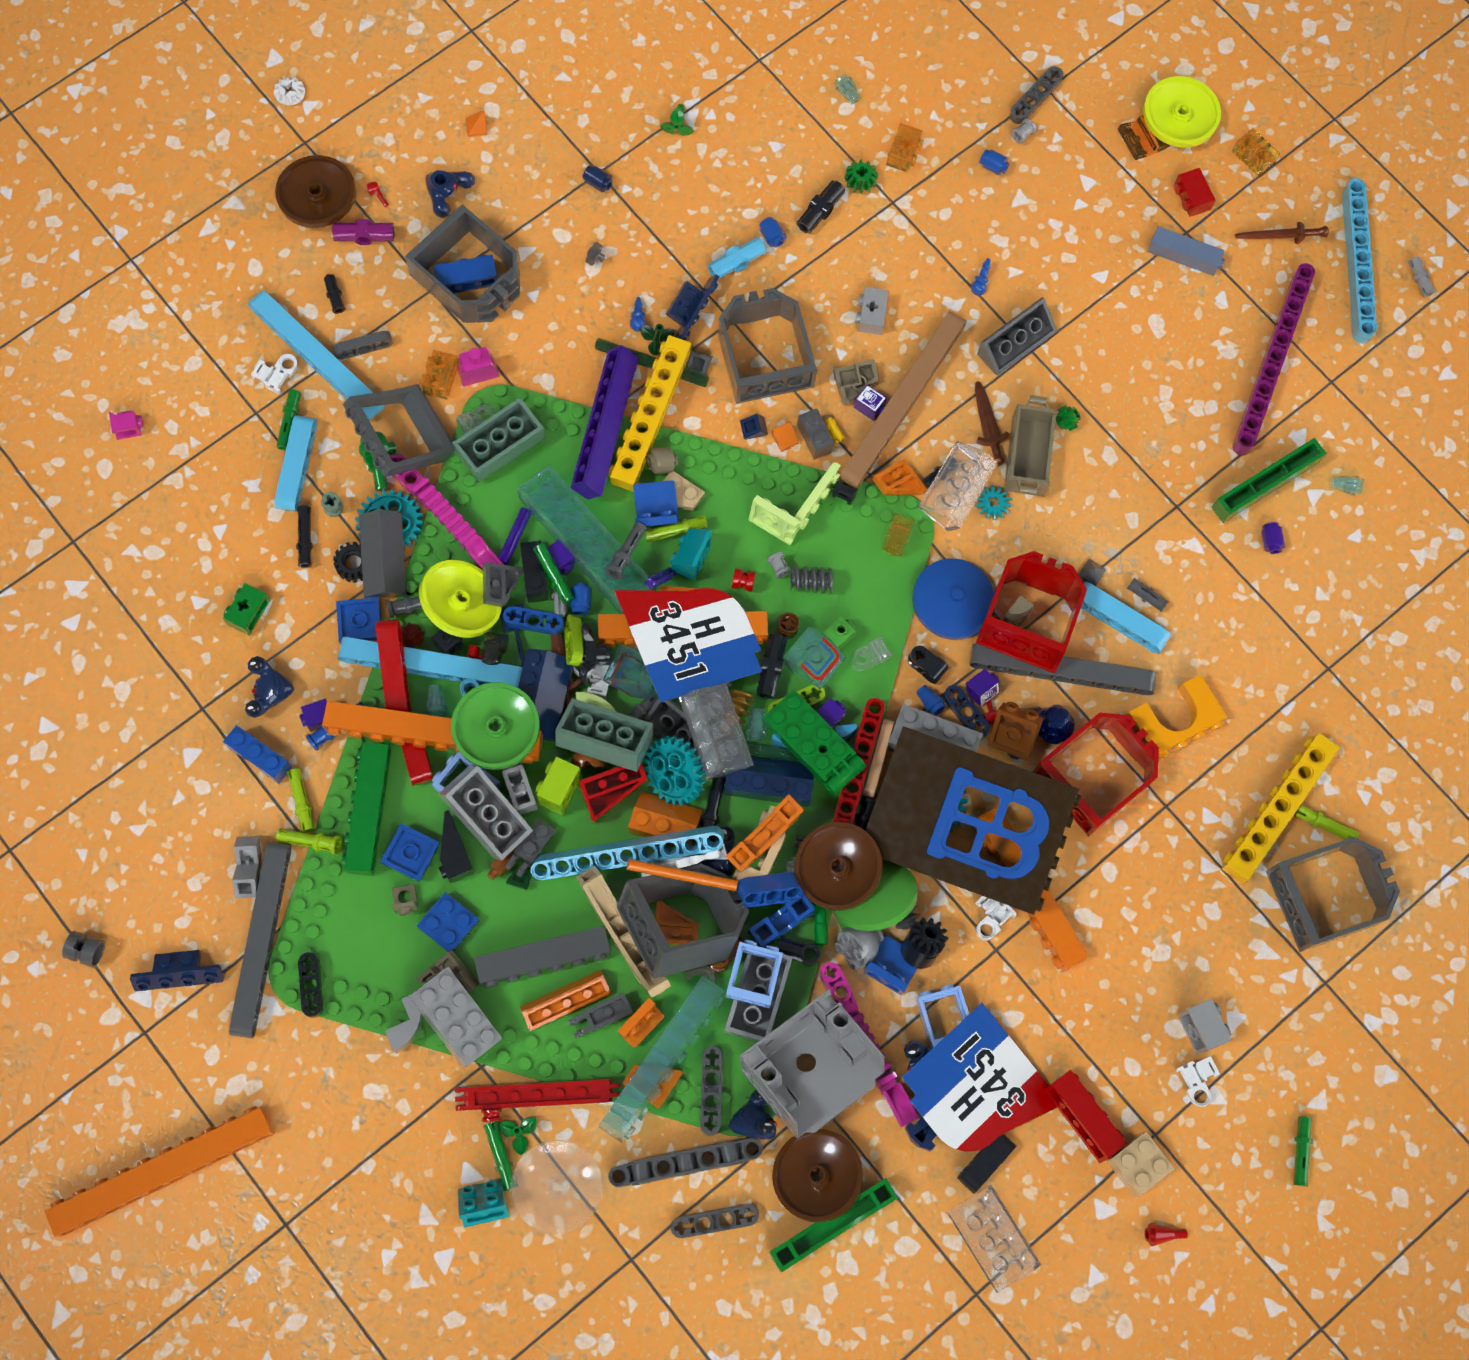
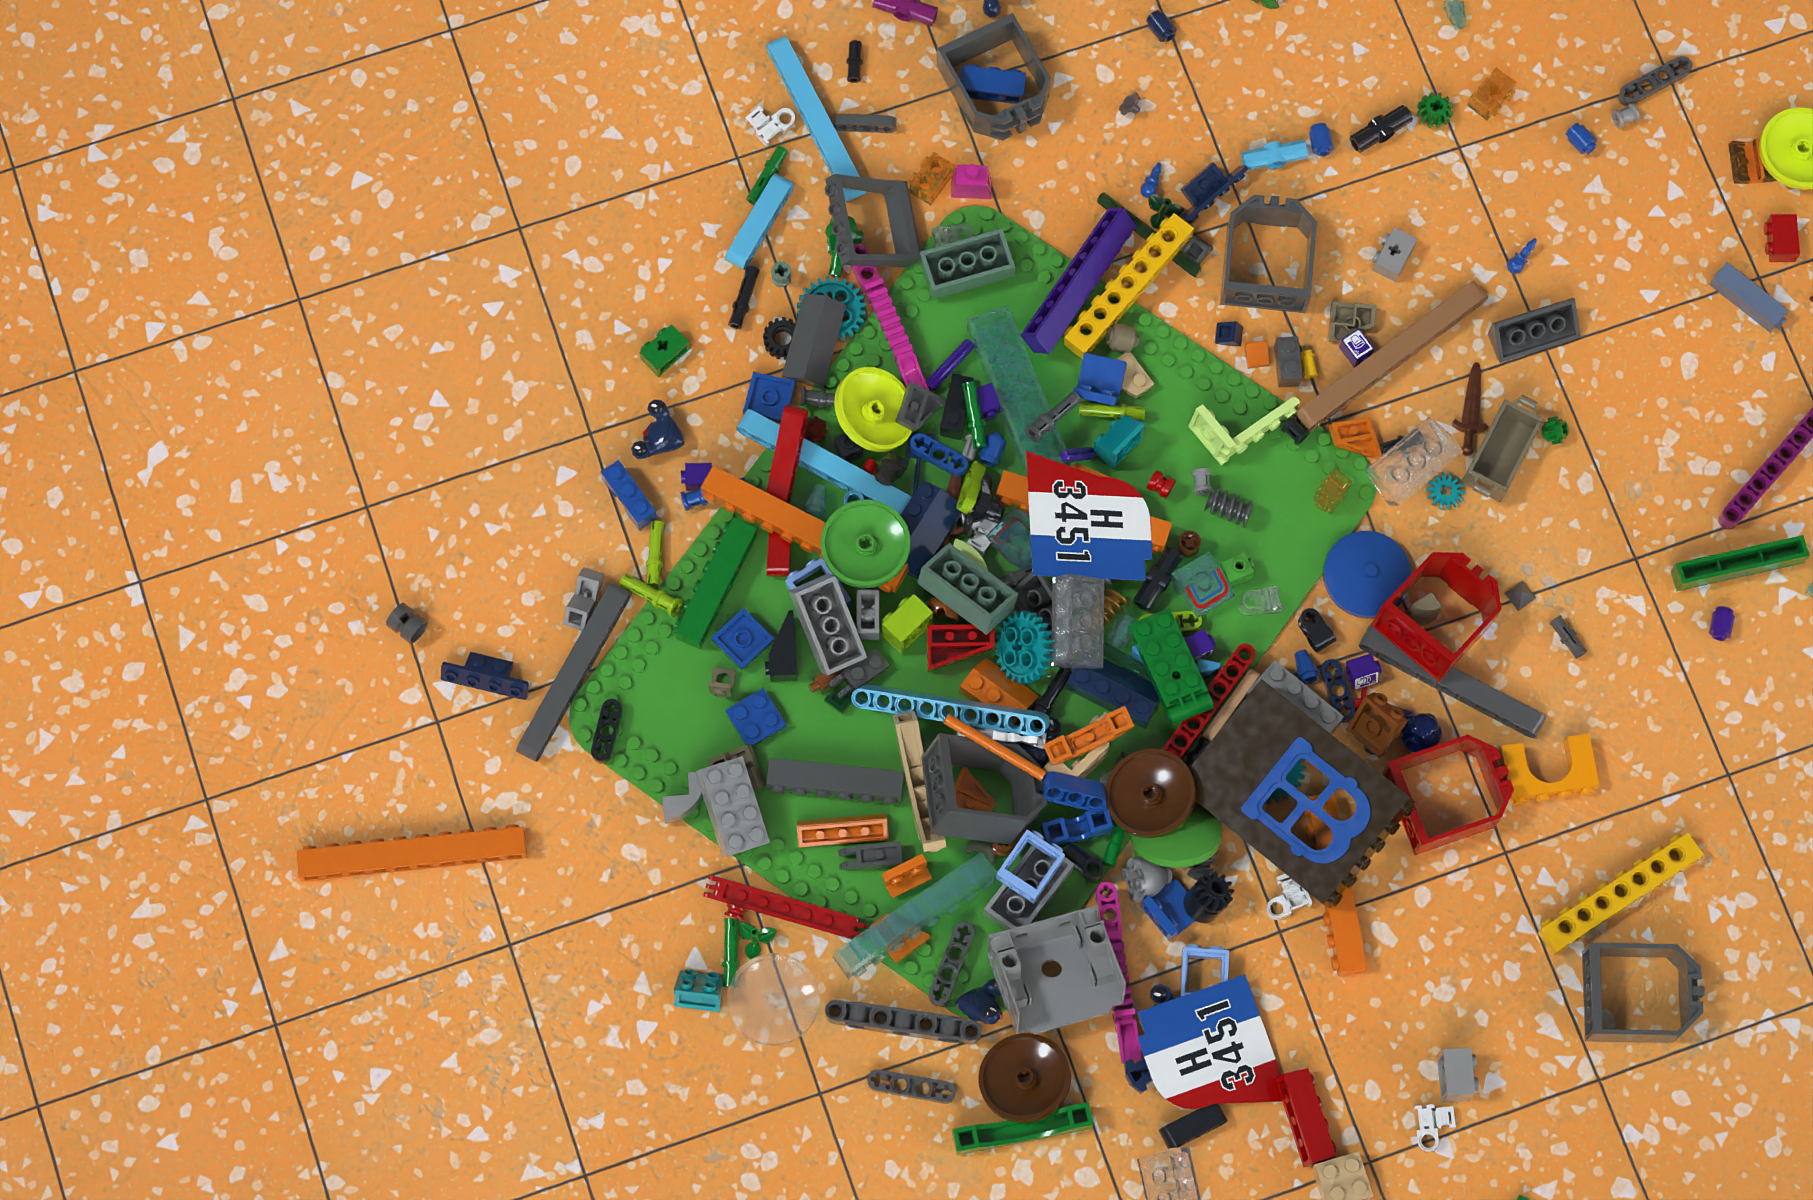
camera: 25 degrees right, 0 degrees up
(126, 424) = (608, 129): dark pink window -> none
(1124, 619) = (1533, 652): medium azure beam -> none
(1332, 826) = (1660, 924): lime pin -> none

